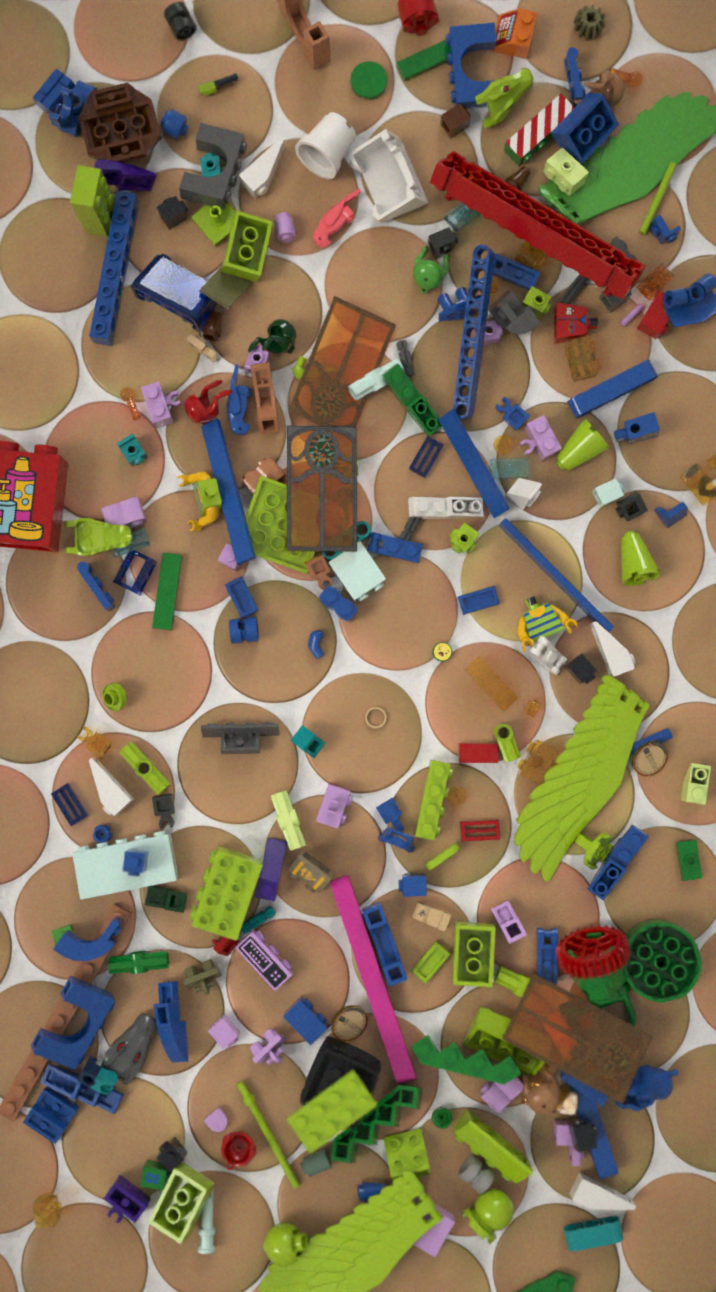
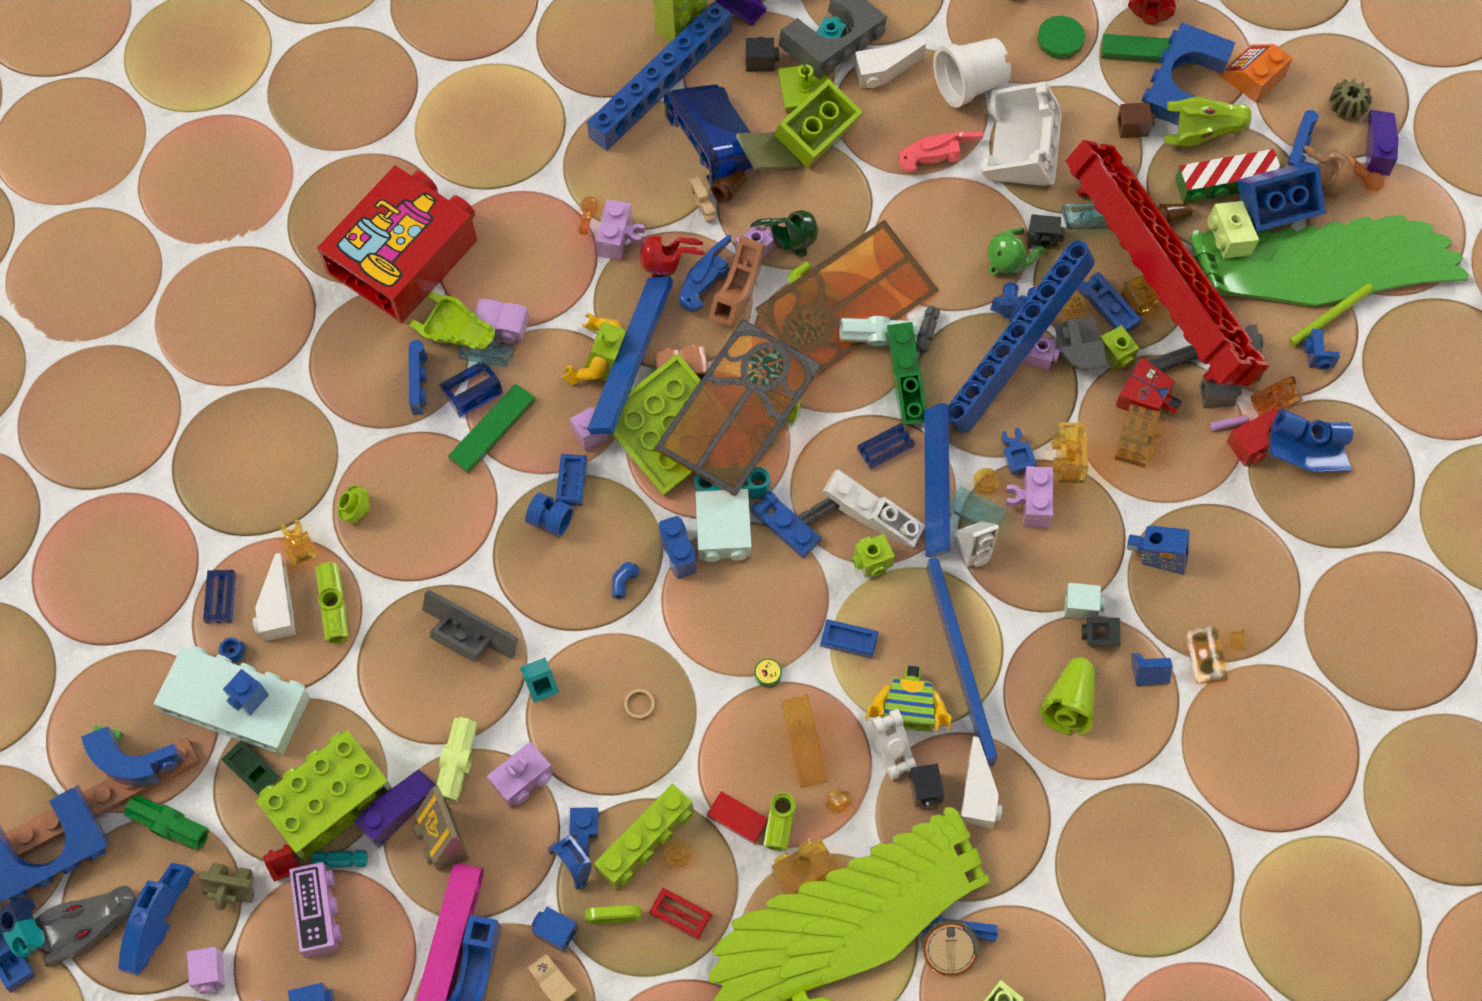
camera: 30 degrees right, 20 degrees down
(129, 443) = (555, 260): teal brick -> none
(163, 807) = (322, 659): pearl dark grey plate -> none
(285, 227) = (874, 129): lavender brick -> none
(318, 569) = (680, 494): nougat plate -> none
(547, 395) = (1071, 452): none -> clear yellow brick
(581, 447) = (1078, 530): lime cone -> none
(612, 389) = (1156, 488): blue beam -> none
(626, 44) = (1381, 142): none -> dark purple slope

